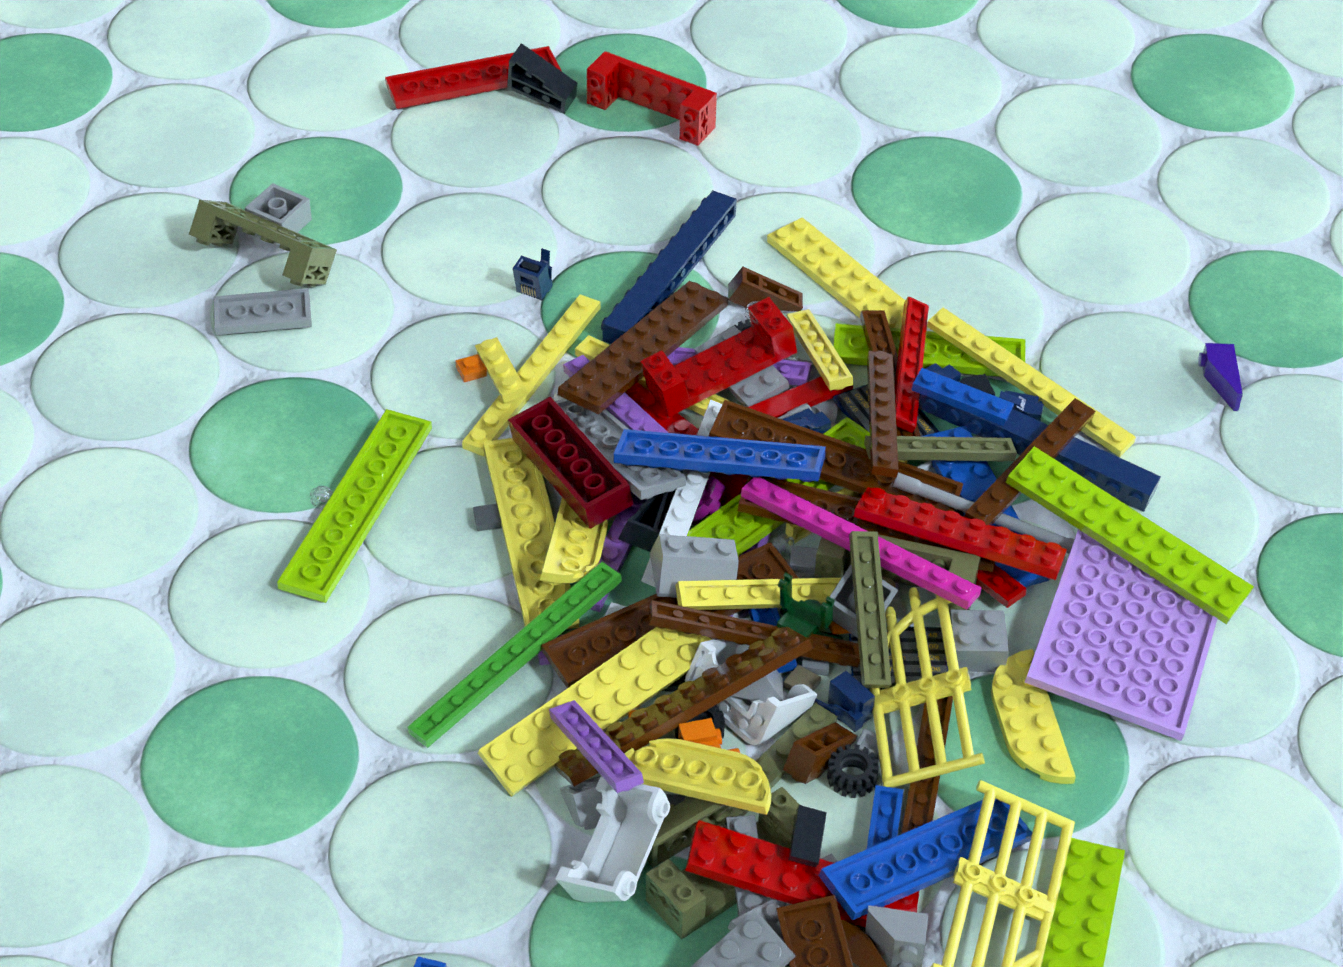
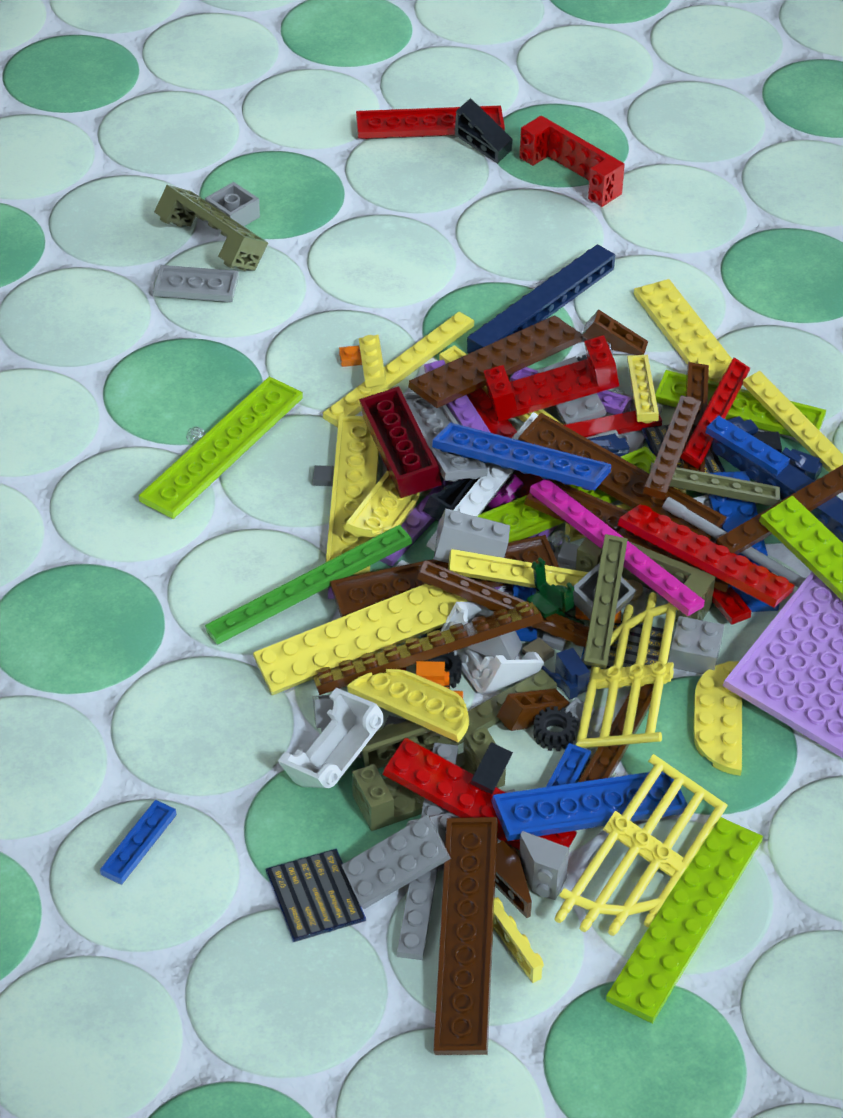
camera: 15 degrees right, 0 degrees up
(533, 276) = (424, 290): dark blue piece -> none
(596, 746) = (340, 665): medium lavender plate -> none

